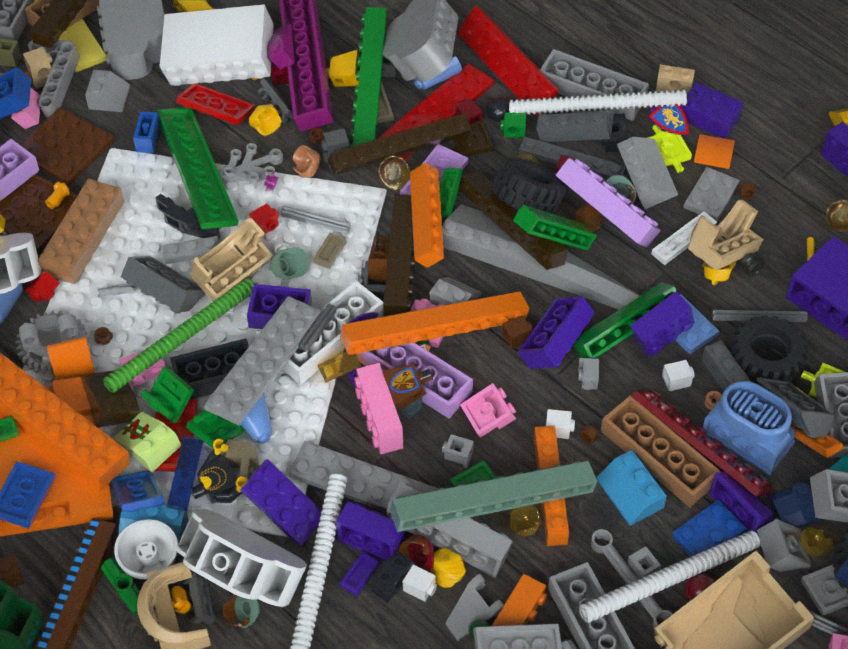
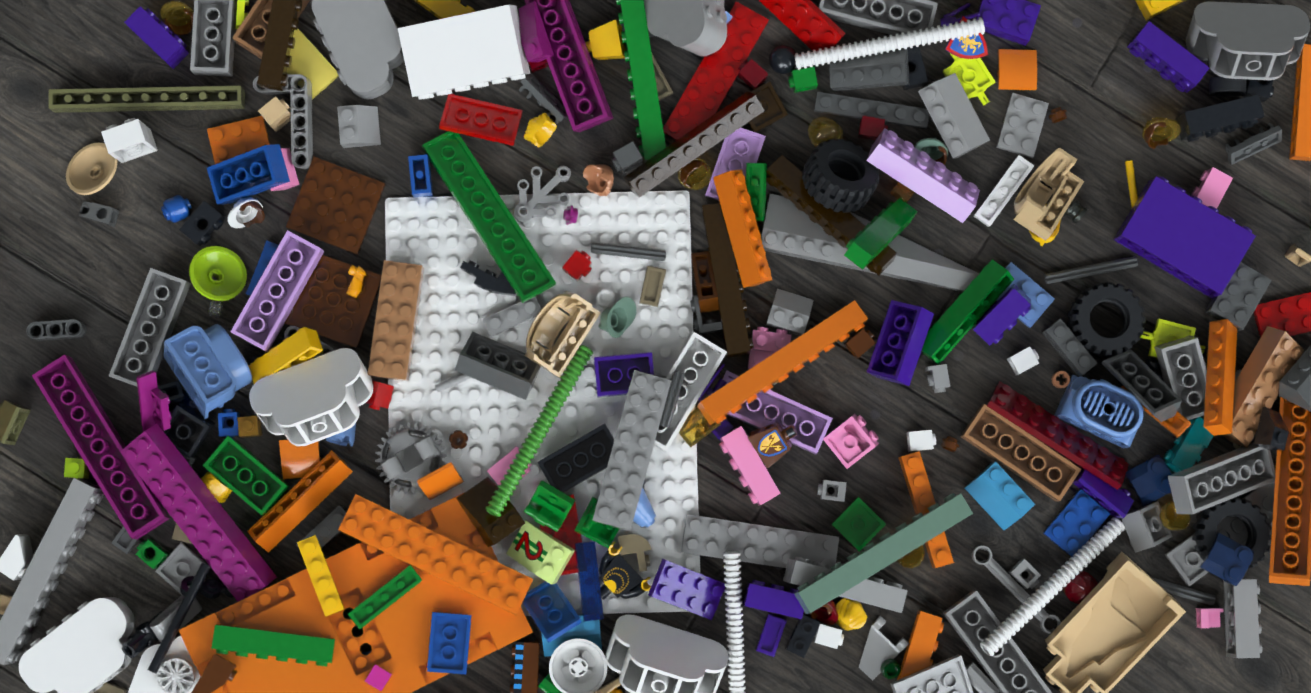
camera: 20 degrees left, 30 degrees up
(316, 135) = (599, 132): reddish brown plate -> none

